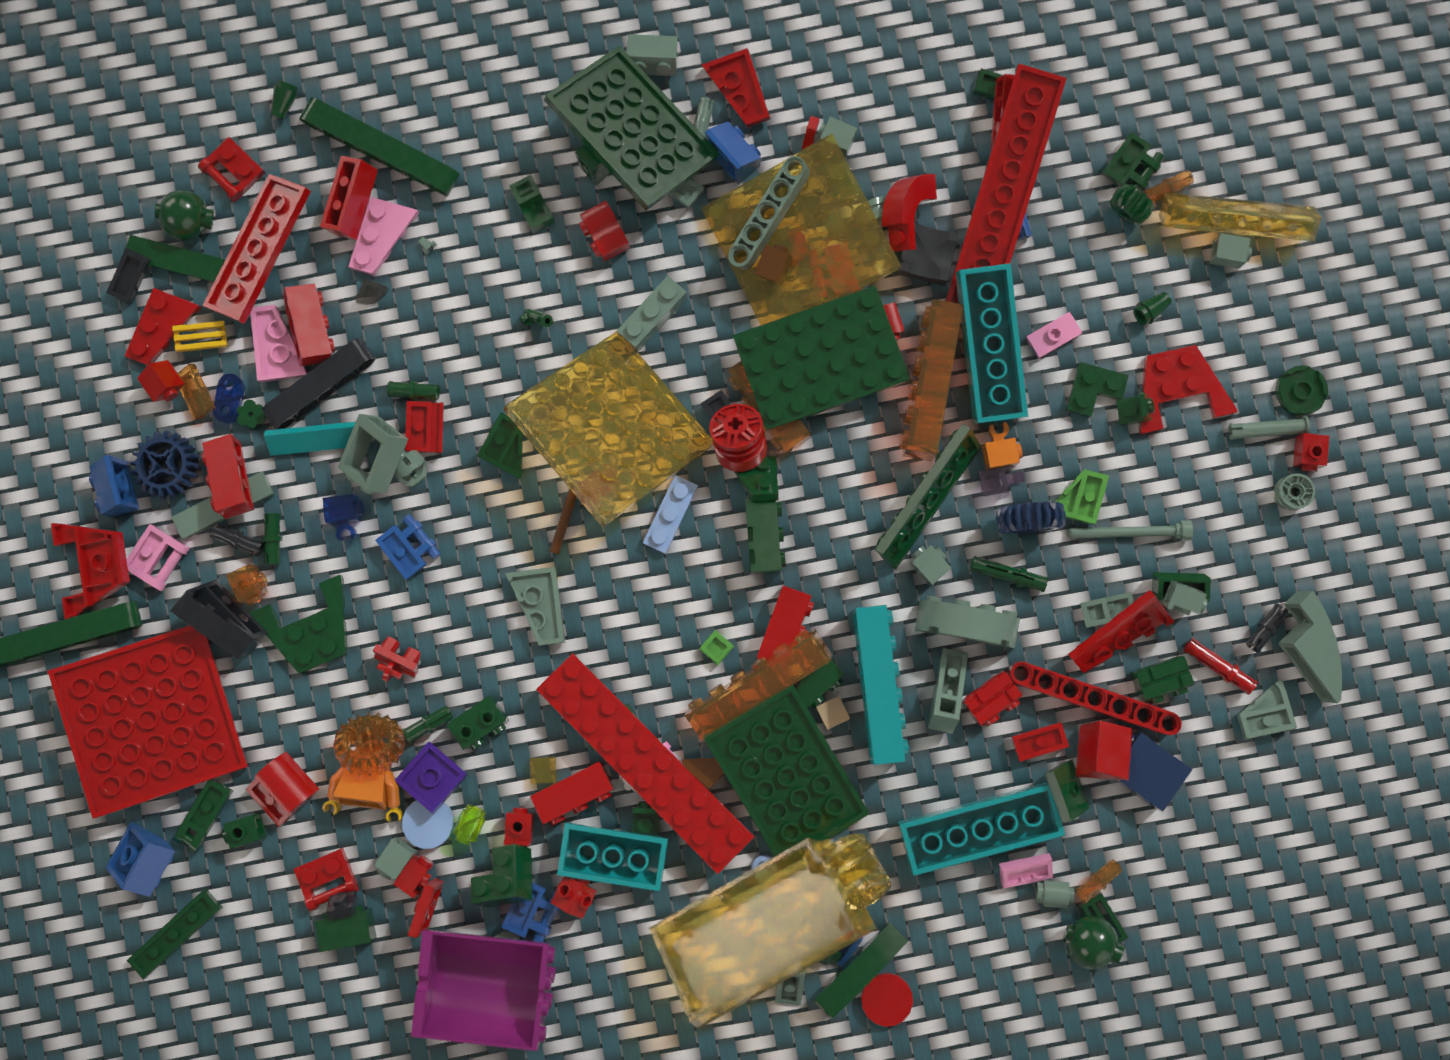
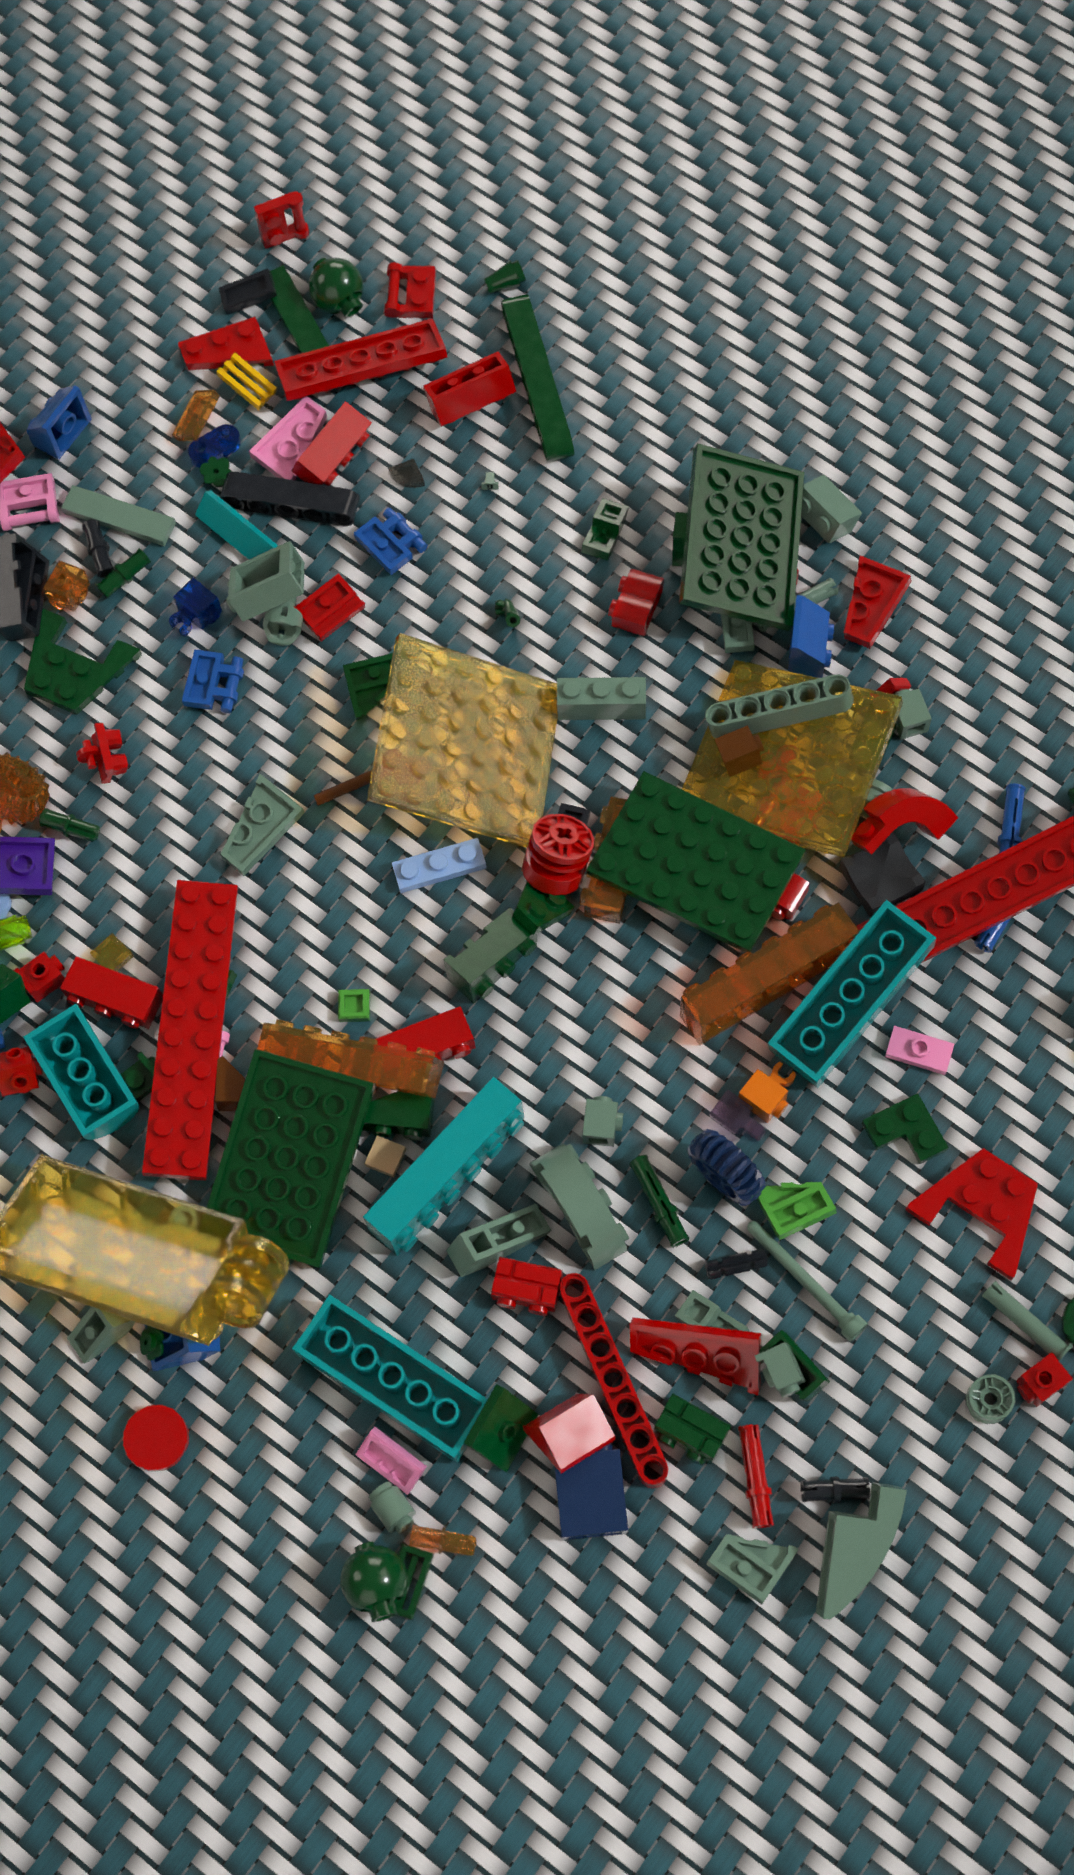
camera: 45 degrees right, 15 degrees down
(90, 212) = (273, 223): none -> red plate
(147, 452) = (109, 438): dark blue gear -> none
(161, 381) = (180, 382): red brick -> none
(227, 476) = (145, 494): red brick -> none
(379, 232) = (466, 437): bright pink wing -> none
(411, 353) = (384, 545): none -> blue plate
(413, 390) = (353, 573): dark green pin -> none
(478, 722) = (106, 864): dark green brick -> none
(860, 970) = (162, 1386): dark green slope -> none
(928, 497) = (660, 1062): dark green plate -> none
(973, 156) = (1011, 817): none -> blue pin
(1039, 741) = (527, 1366): red plate -> none
(1086, 563) = (736, 1264): none -> black axle
(1135, 409) = (921, 1179): dark green bracket -> none
(1151, 308) = (1031, 1113): dark green cone -> none

